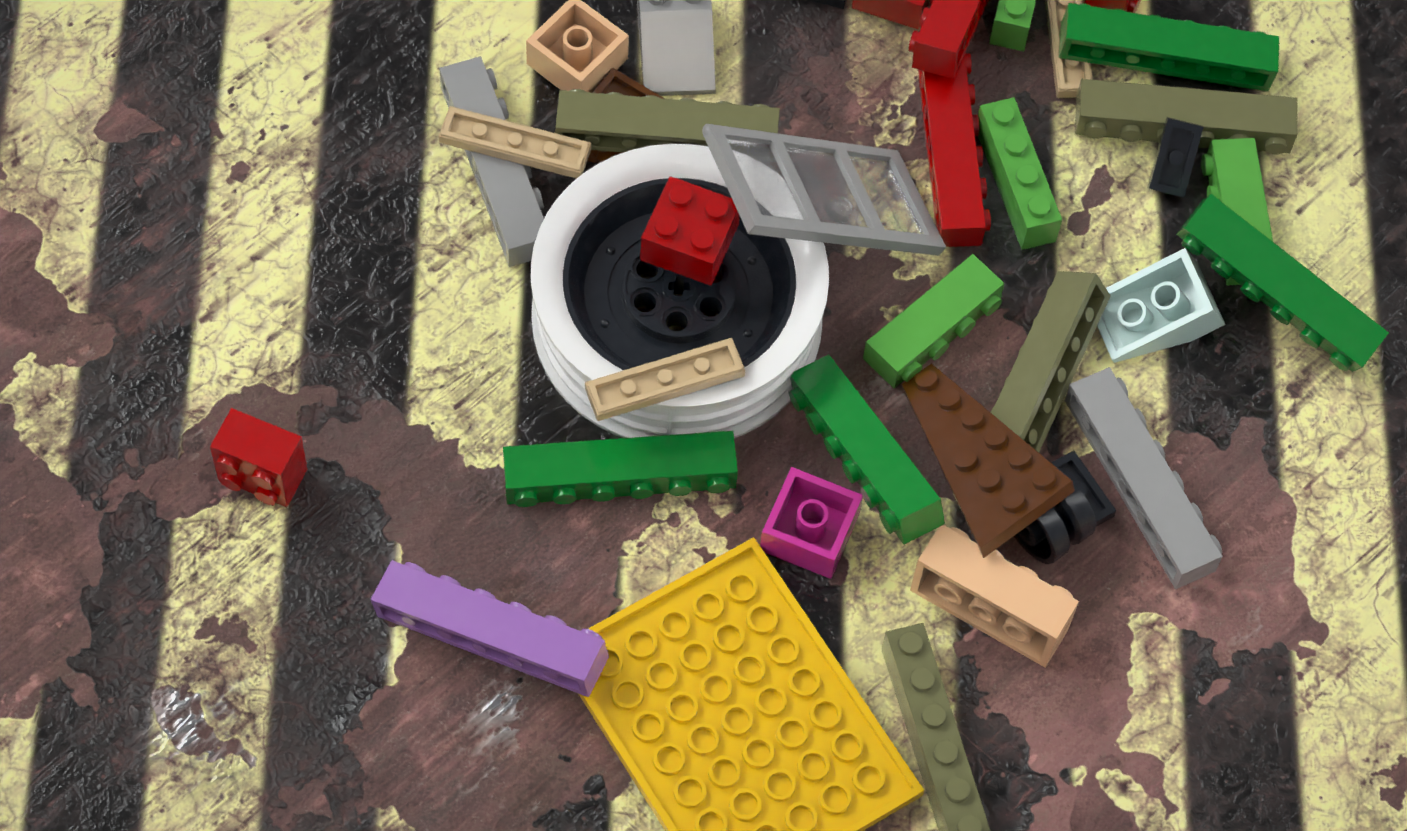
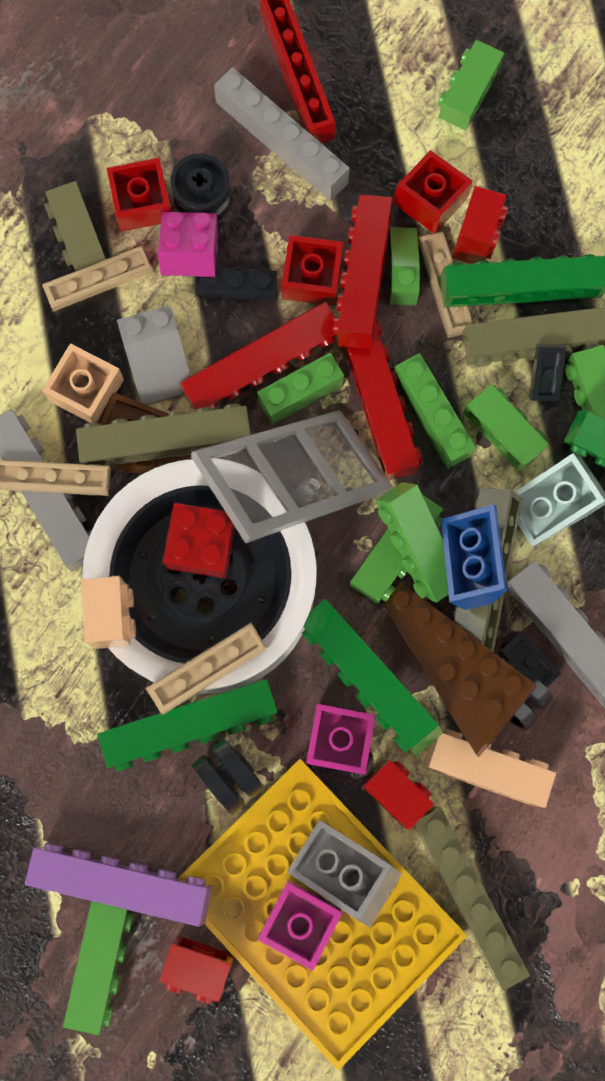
camera: 10 degrees left, 15 degrees up
(439, 721) = (97, 968): none -> bright green brick
(561, 281) = (107, 612): none -> light nougat brick
(567, 743) = (196, 969): none -> red brick
(658, 529) = (225, 778): none -> black wheel
(711, 713) = (300, 924): none -> dark pink brick
(784, 674) = (344, 873): none -> light grey slope
(810, 64) = (260, 357): none -> red brick
(854, 110) = (300, 388): none -> bright green brick
(869, 596) = (398, 794): none -> red brick
(963, 308) = (416, 538): none -> bright green brick
(1027, 335) = (473, 558): none -> blue slope
(1107, 212) = (506, 427): none -> bright green brick

